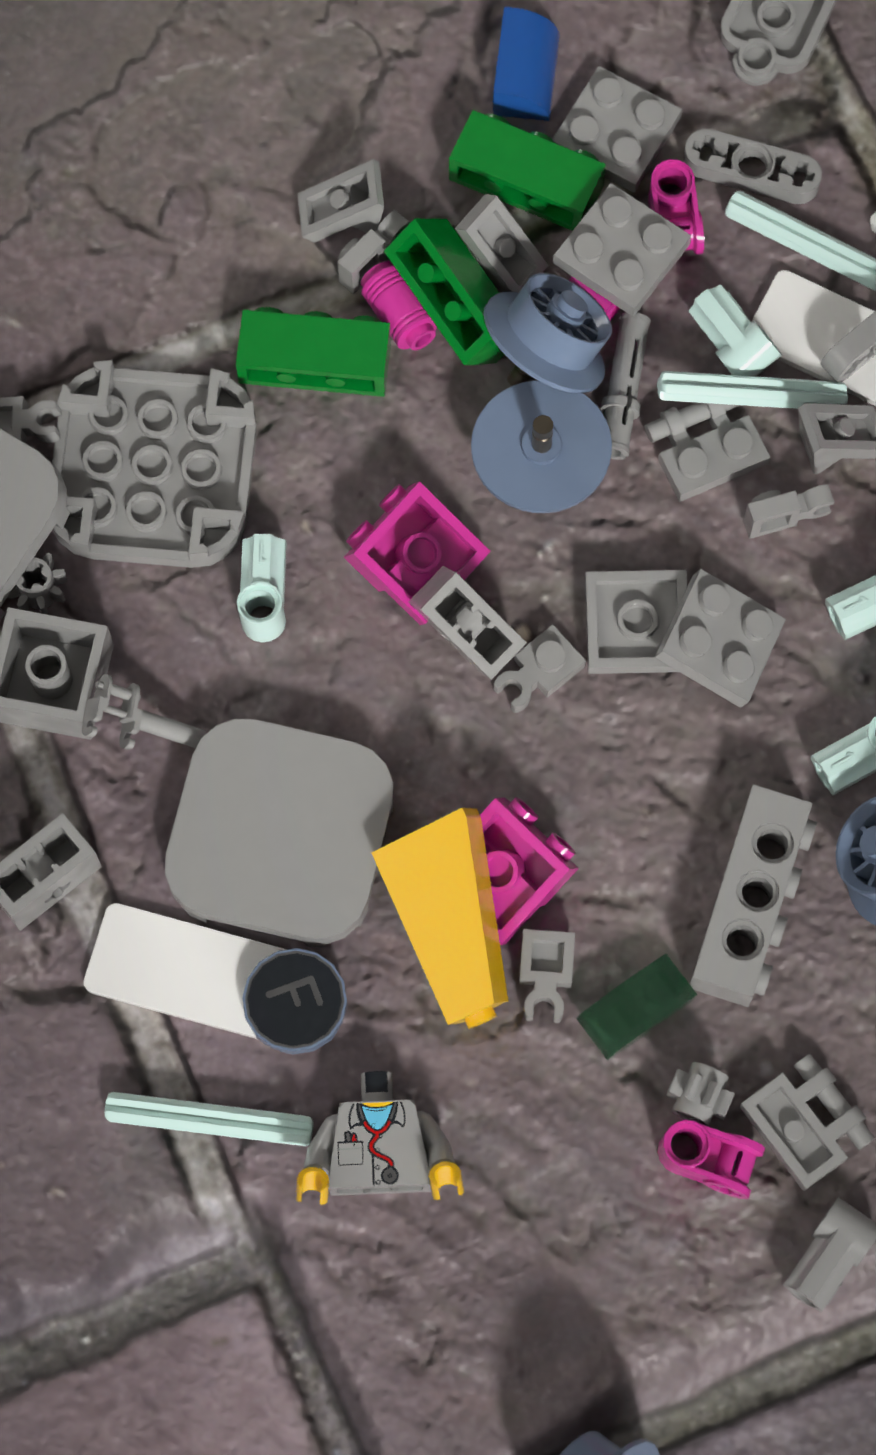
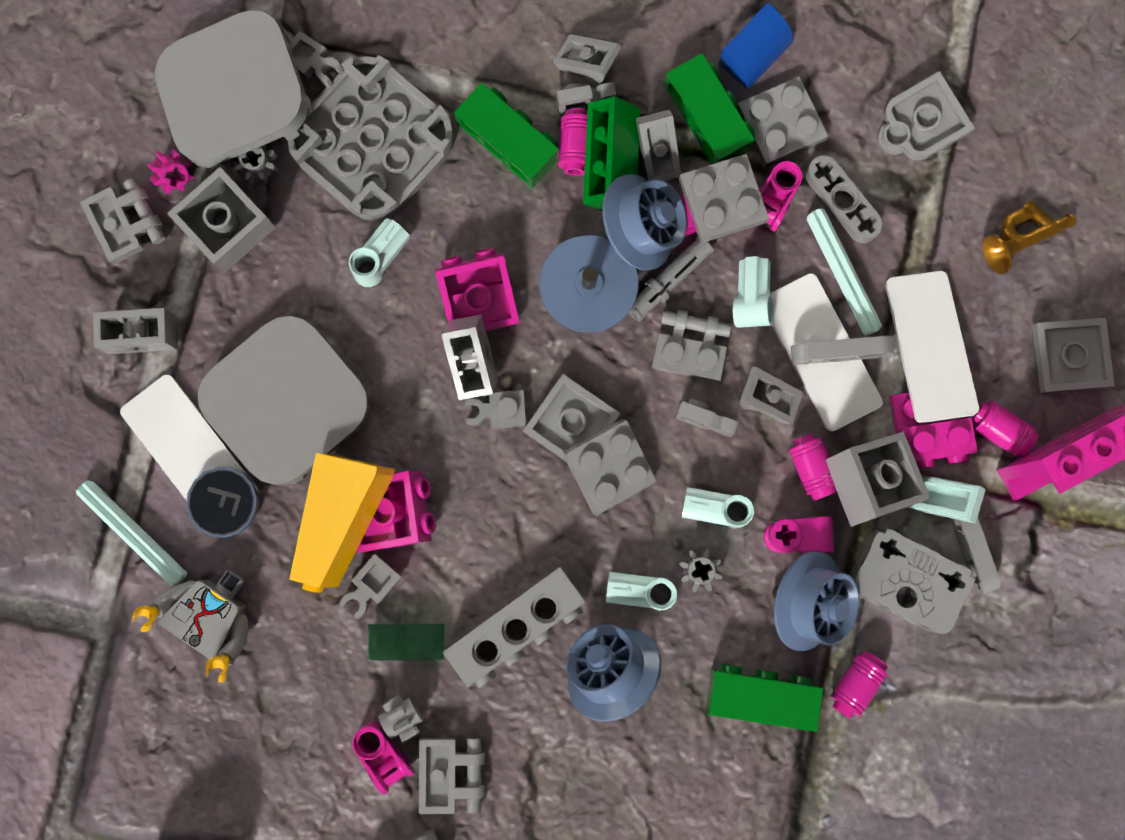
camera: 35 degrees right, 10 degrees up
(134, 718) = (246, 281): light grey piece -> none
(748, 390) = (737, 335): light aqua axle -> none

